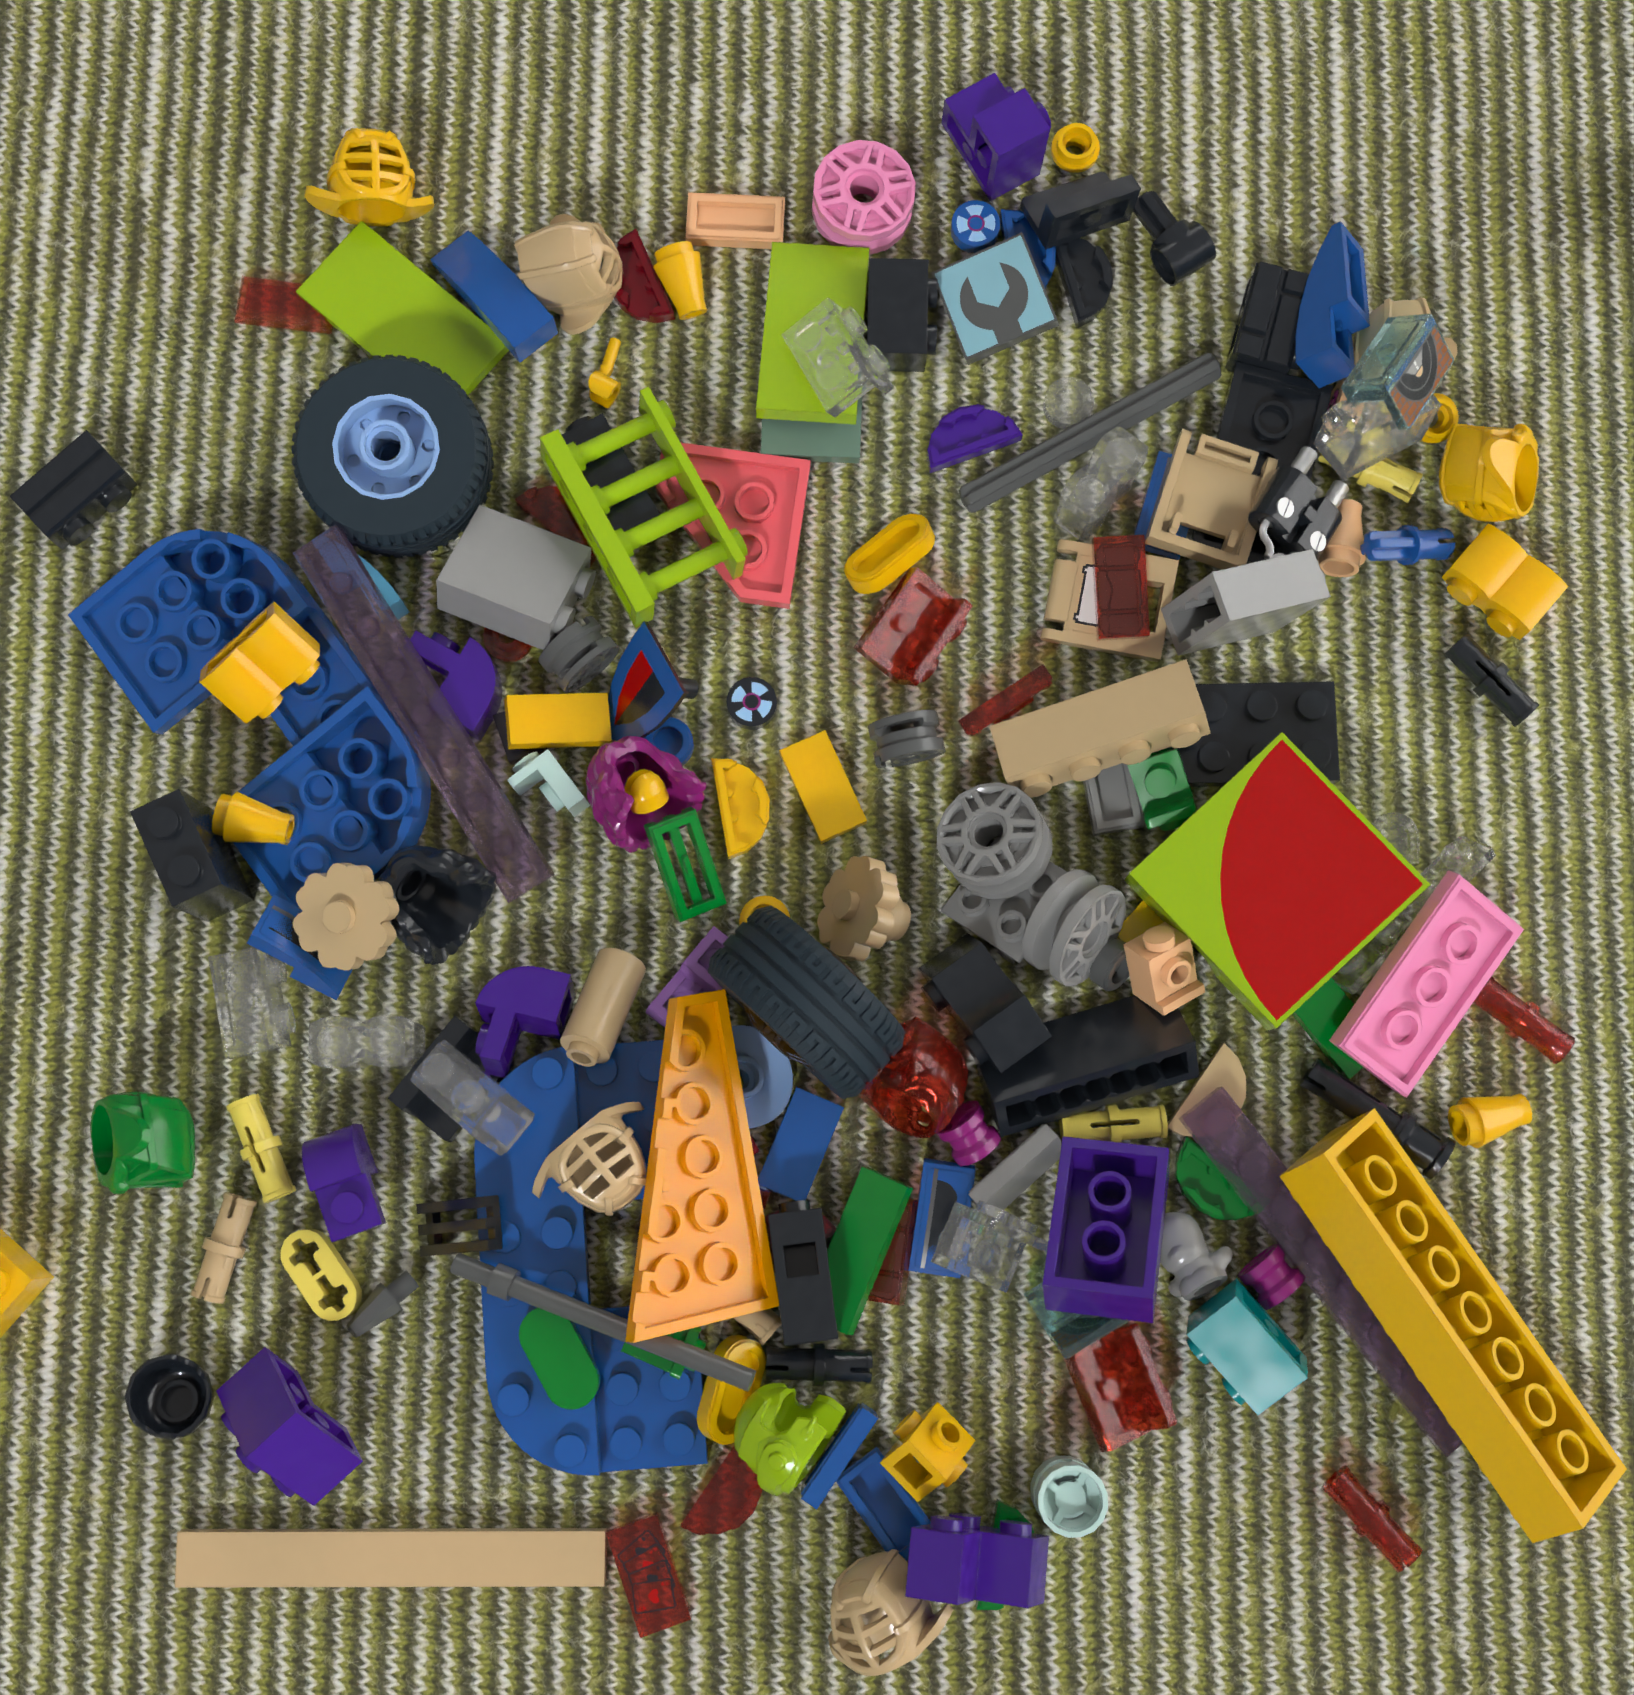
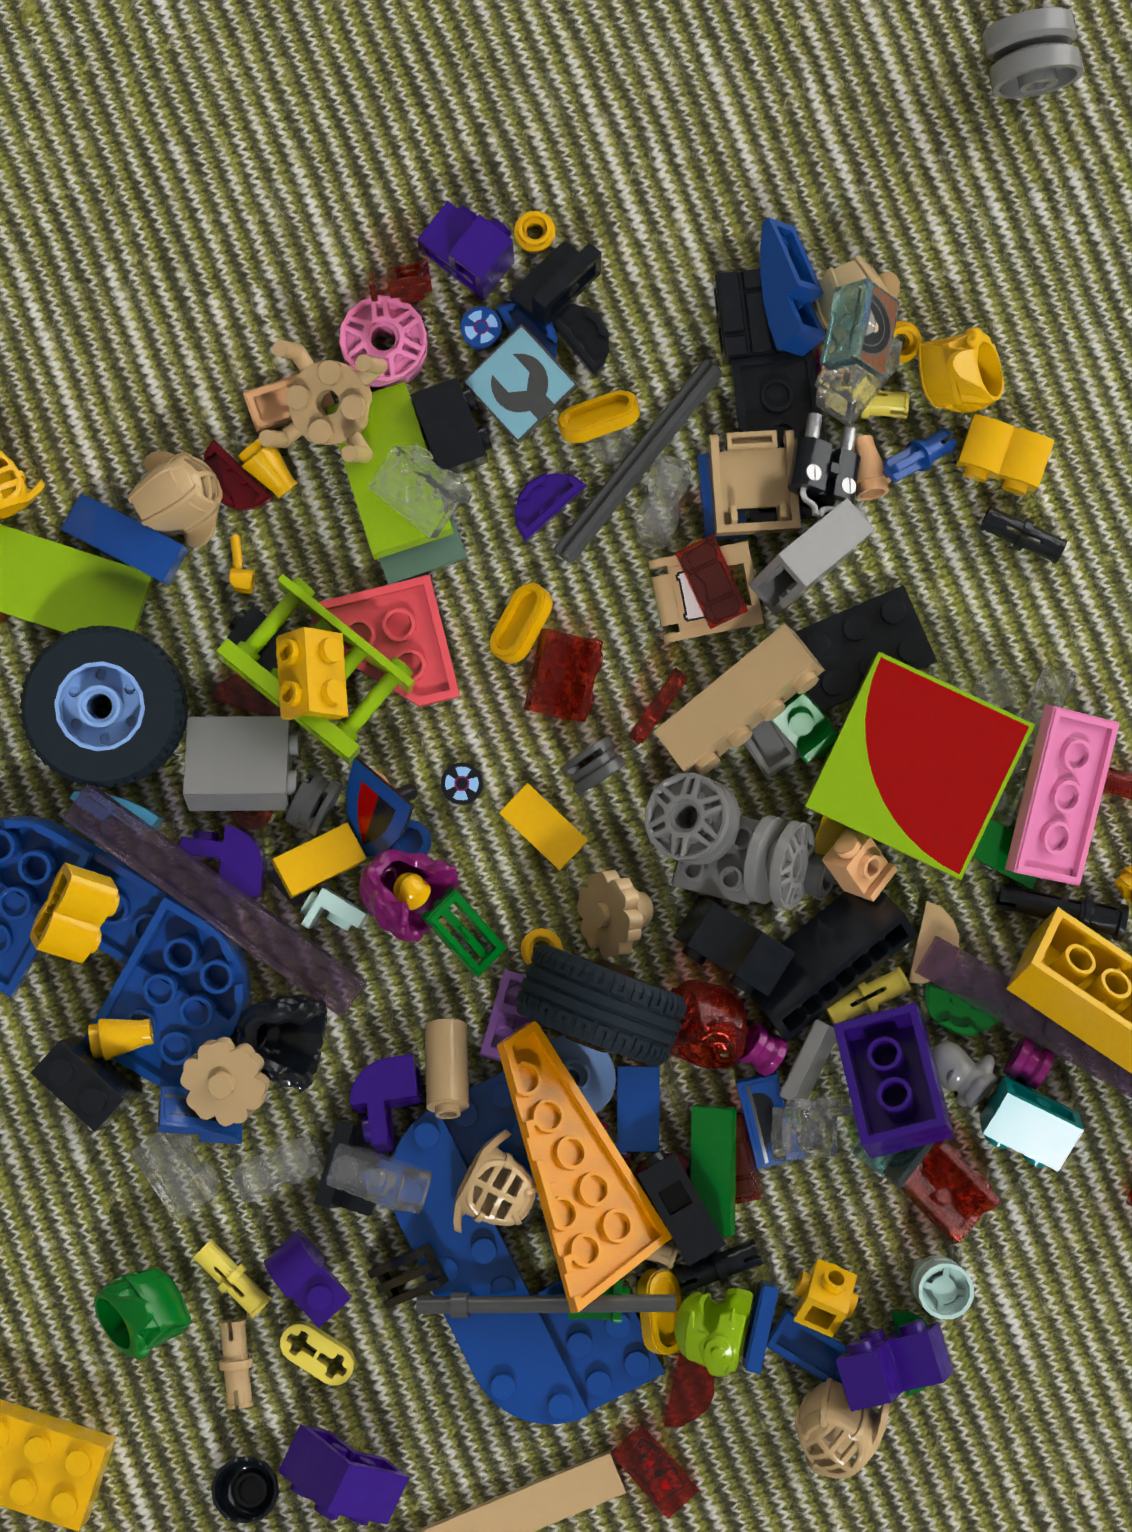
camera: 20 degrees left, 5 degrees up
(382, 1304) = (373, 1356): dark grey bar -> none
(559, 1359) = (525, 1343): green tile -> none
(634, 503) = (311, 674): none -> yellow bracket
(742, 805) = (487, 866): yellow tile -> none
(759, 213) = (306, 400): none -> tan plate
(915, 140) = (403, 281): none -> clear red plate
(1066, 366) = (598, 416): none -> yellow tile
(1177, 246) = (648, 282): black axle -> none

